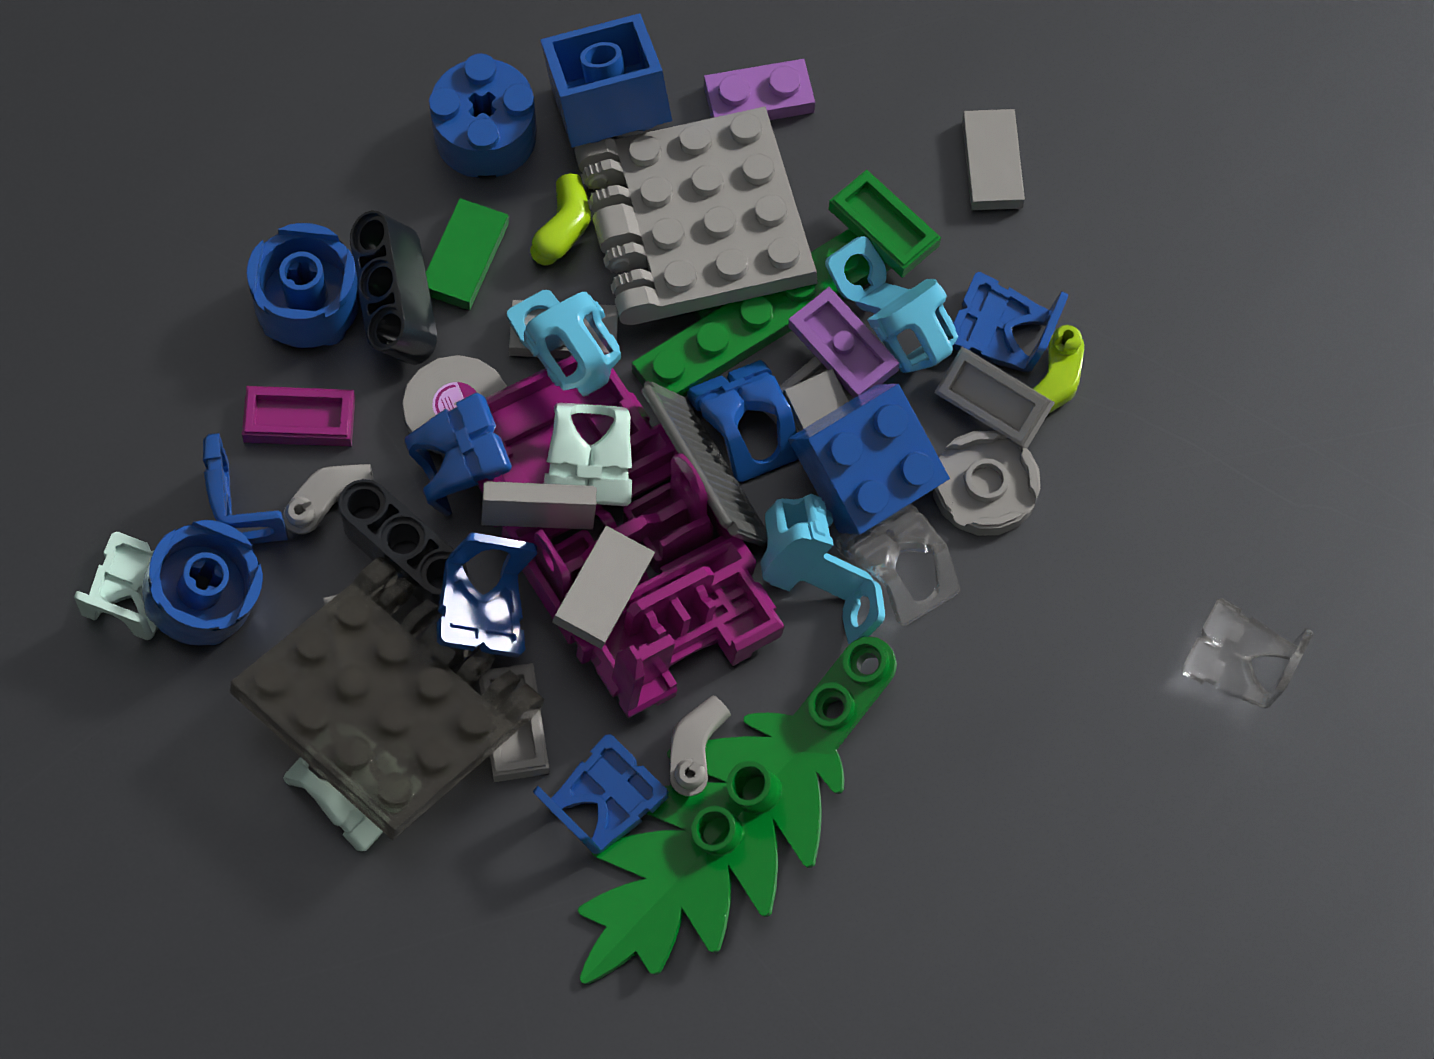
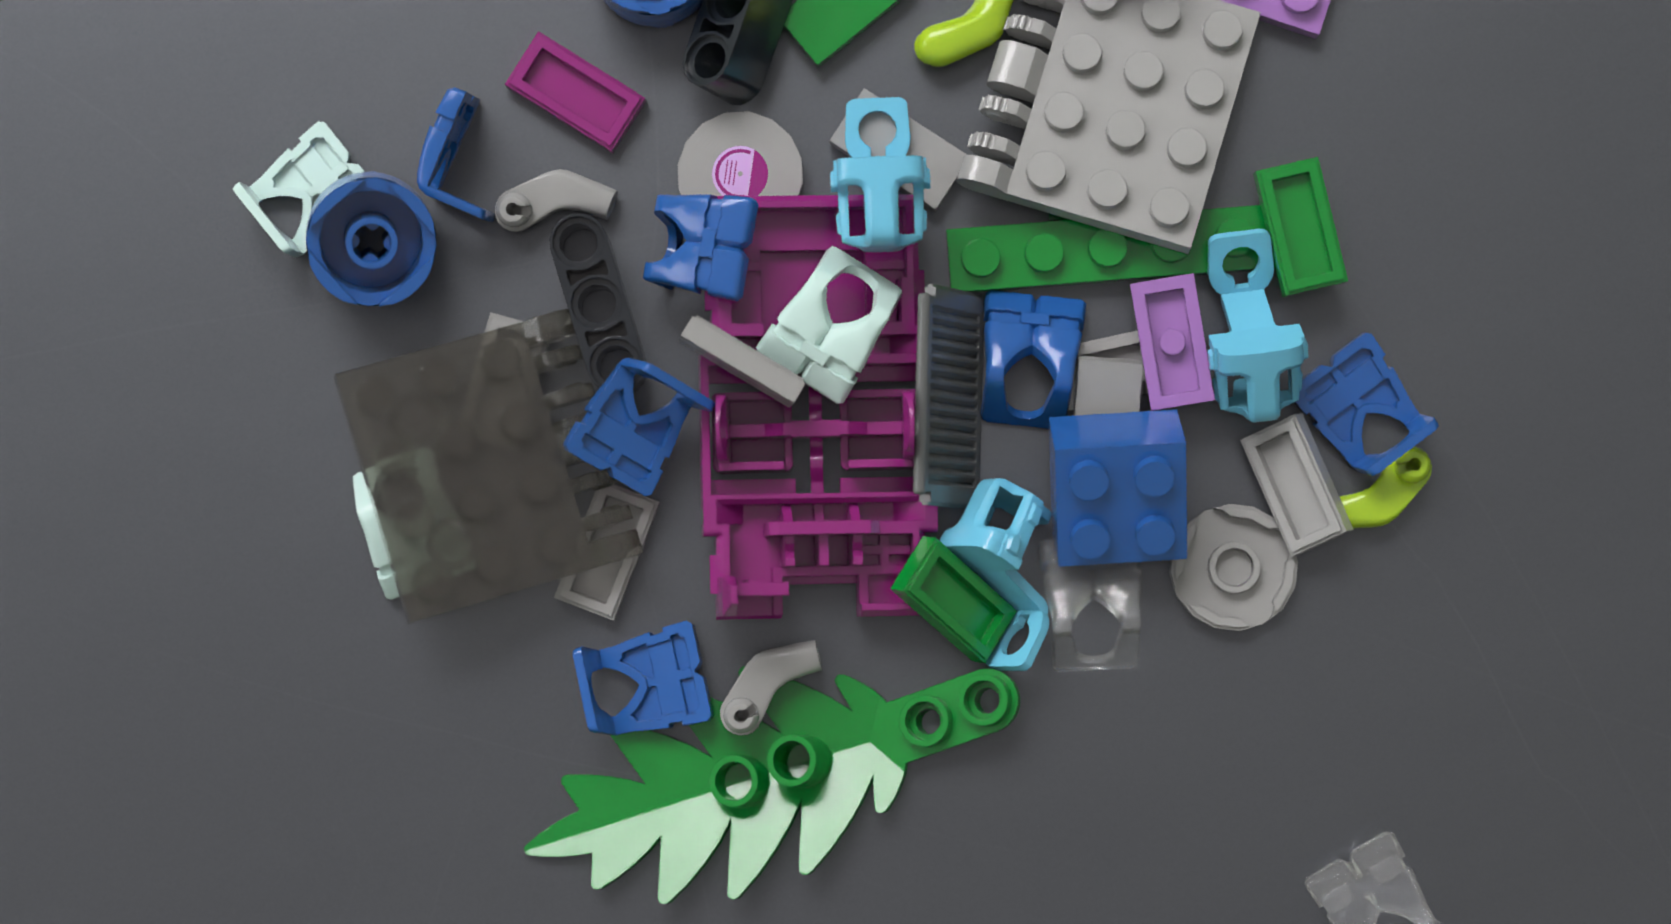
camera: 40 degrees right, 20 degrees up
(603, 587) = (760, 483): light grey tile -> none
(797, 604) = (953, 599): none -> green tile
(993, 159) = (1470, 207): light grey tile -> none

